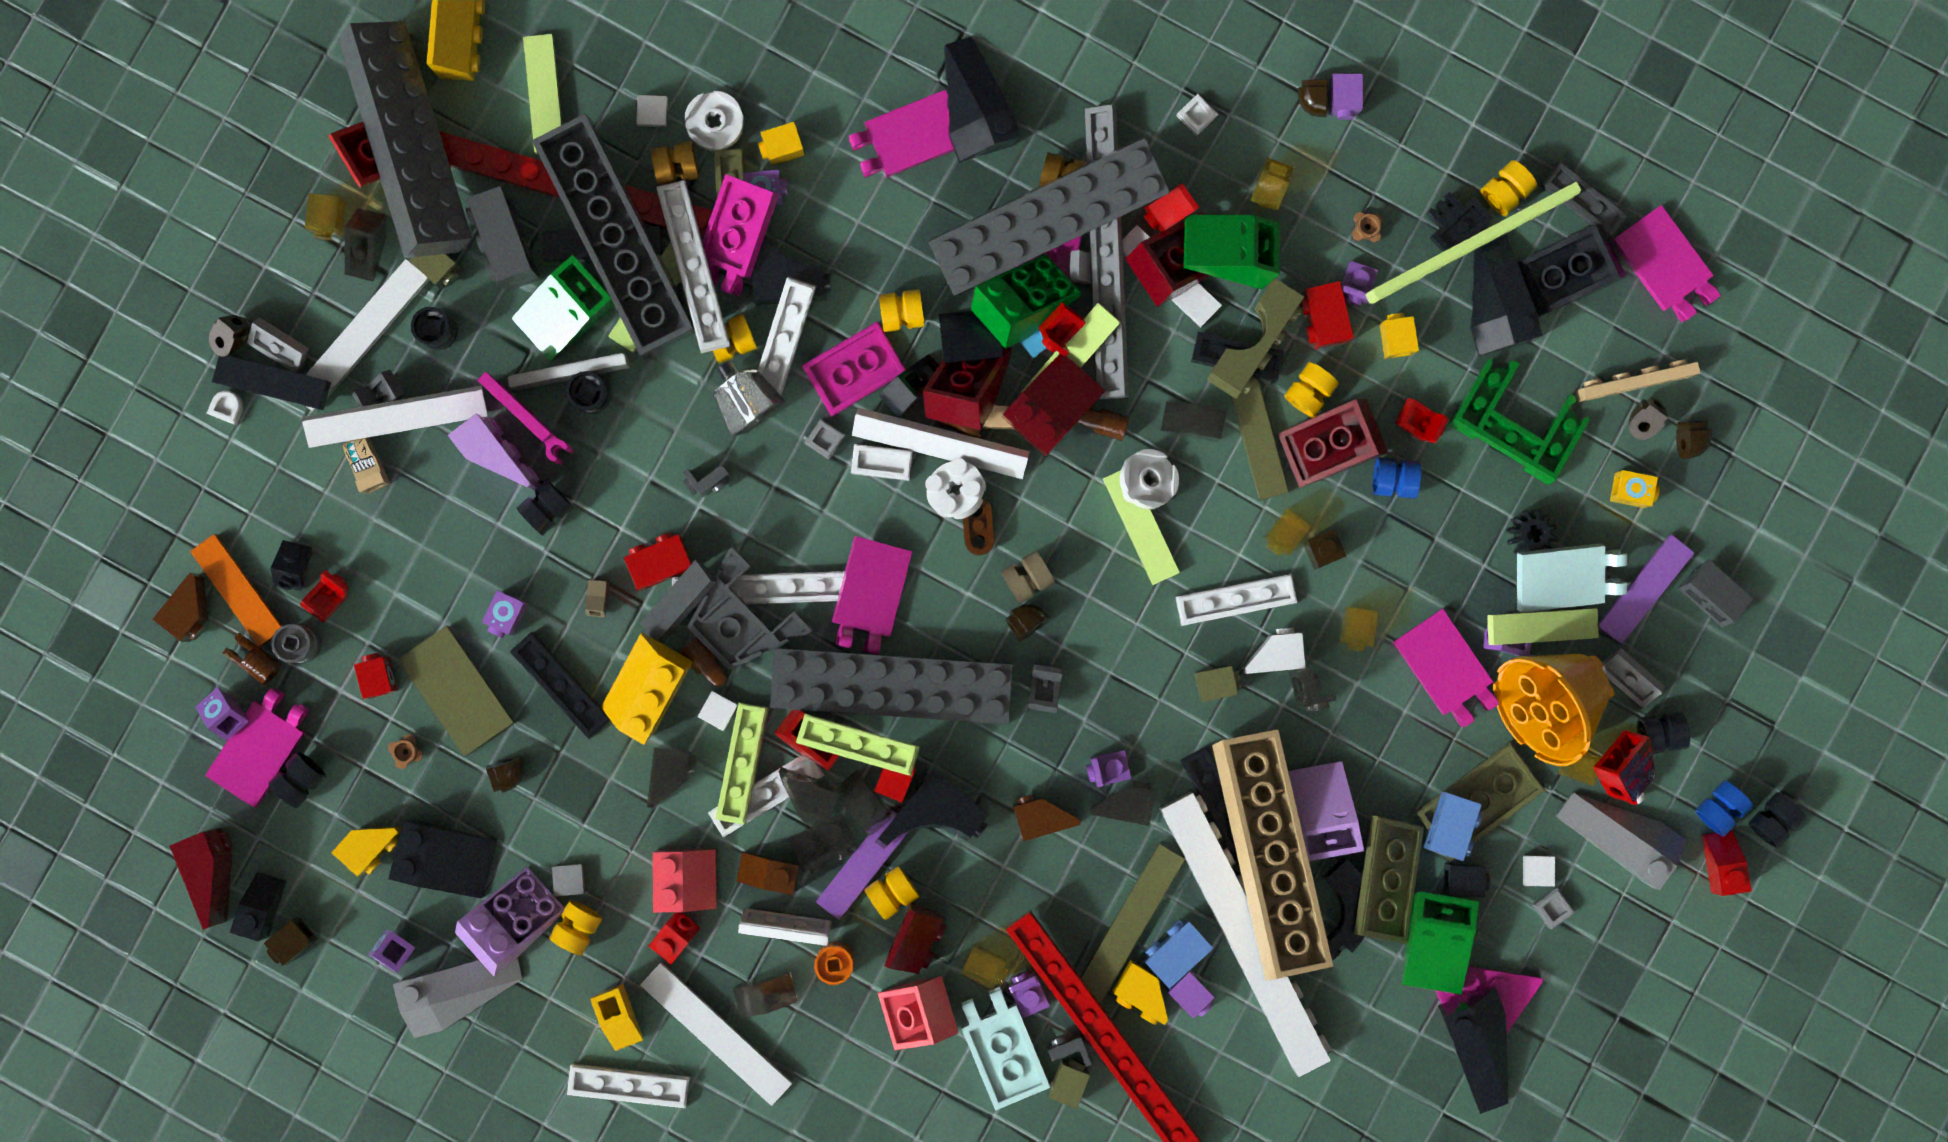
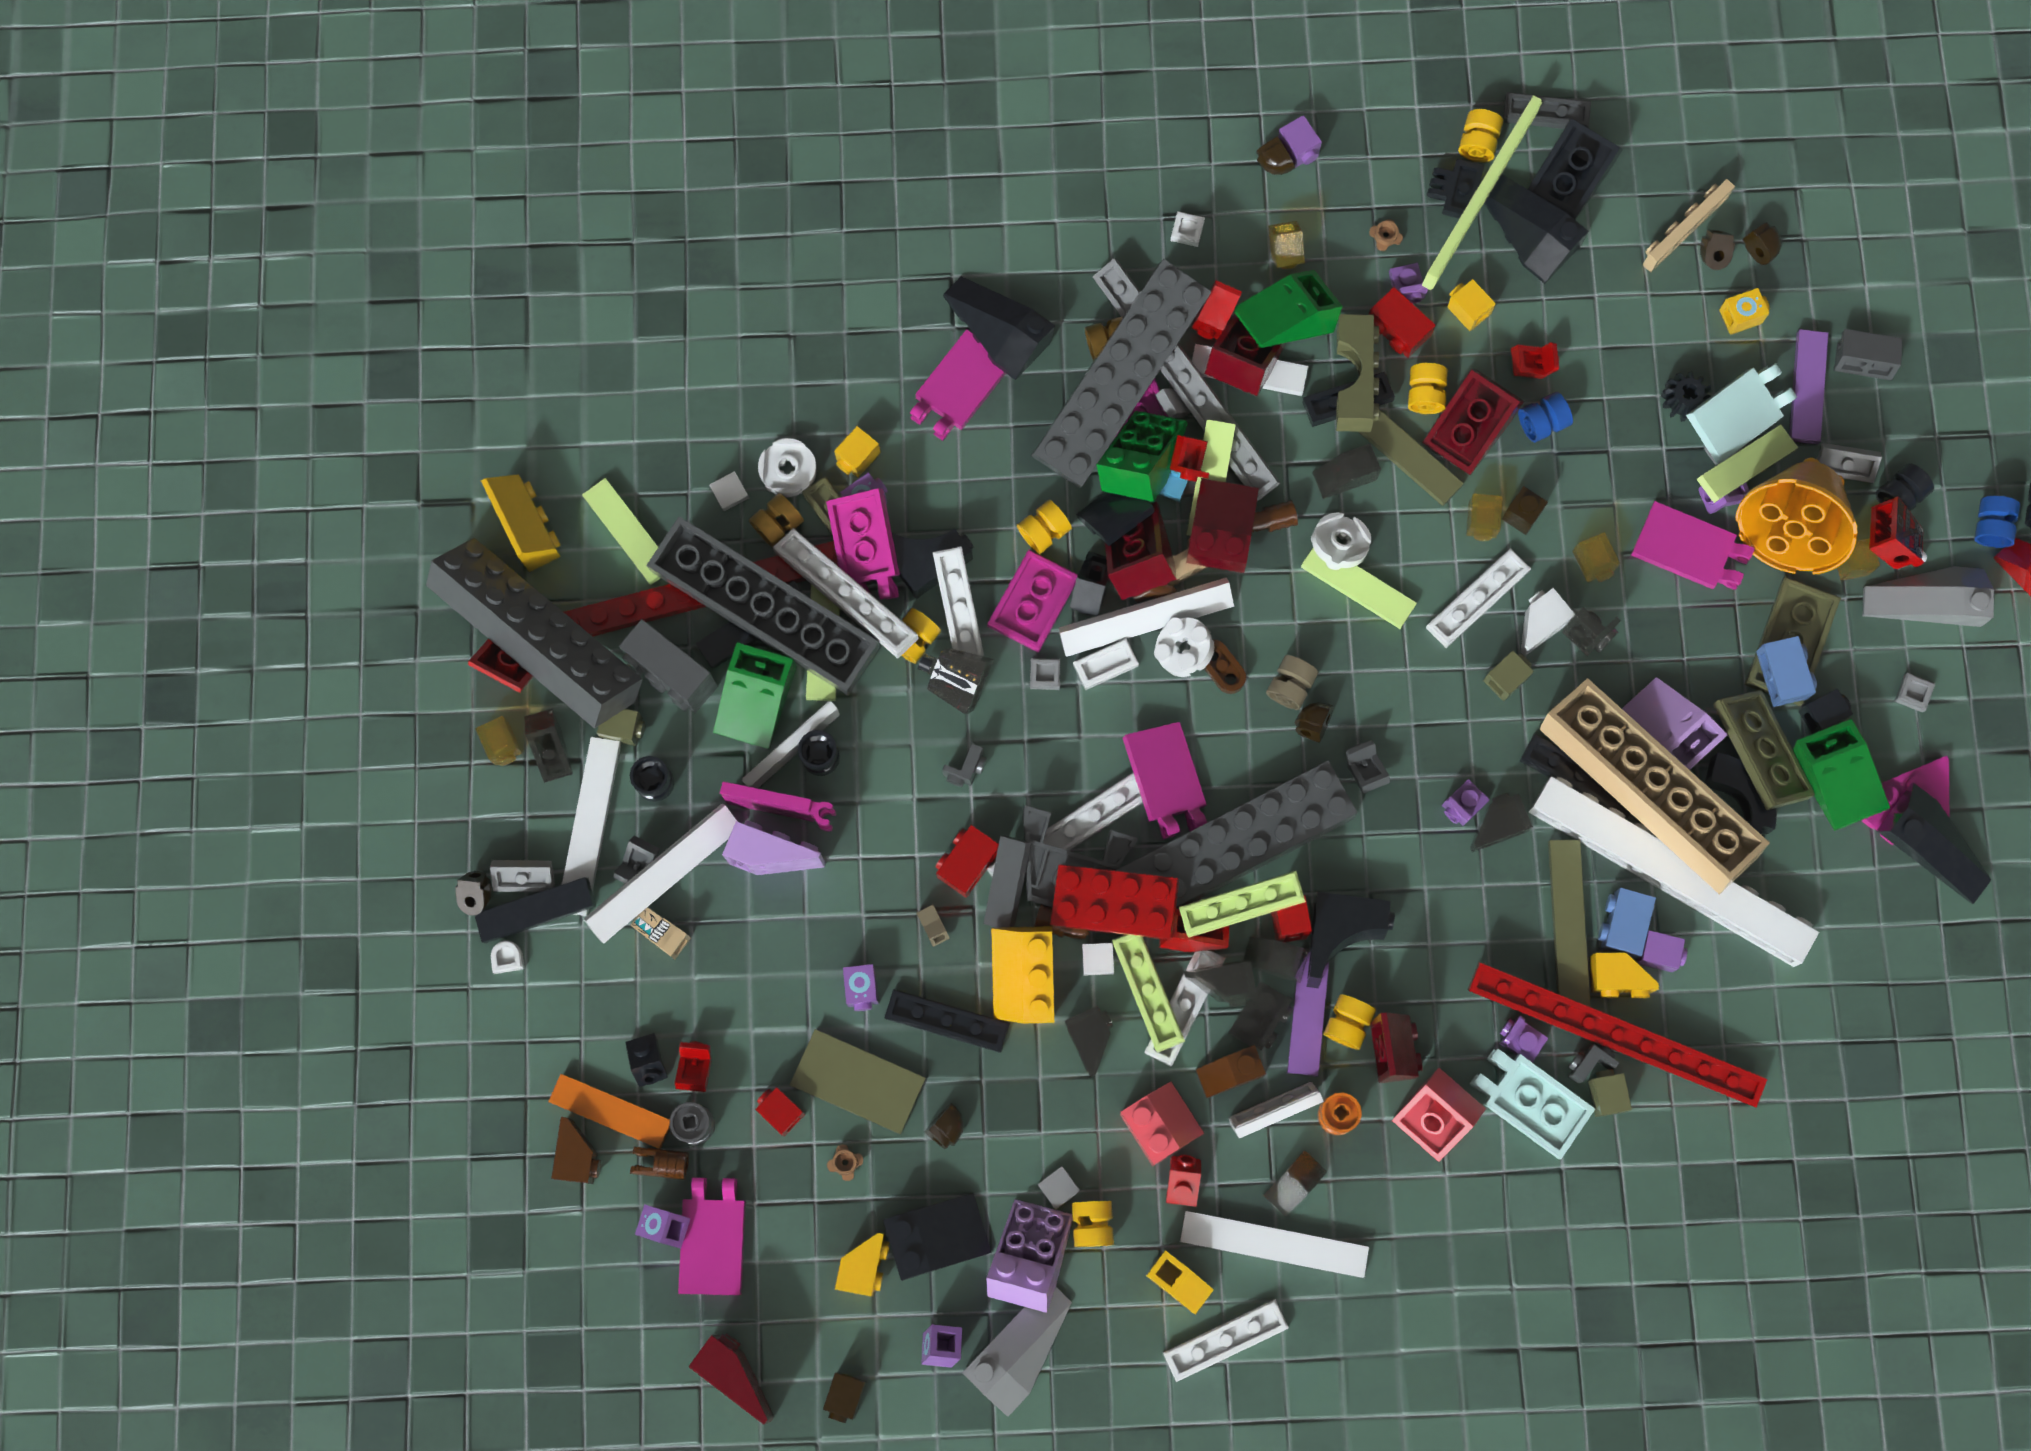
camera: 20 degrees left, 10 degrees down
(258, 907) = (797, 1382): black slope -> none
(294, 783) = (764, 1244): black wheel -> none
(544, 507) = (840, 873): black wheel -> none
(755, 676) = (1115, 902): none -> red plate
(985, 967) = (1470, 1037): clear yellow brick -> none
(1040, 817) = (1434, 878): reddish brown slope -> none
(1538, 870) = (1881, 668): white tile -> none
(1541, 457) = (1651, 329): green wedge -> none
(1666, 263) = (1647, 121): dark pink tile -> none

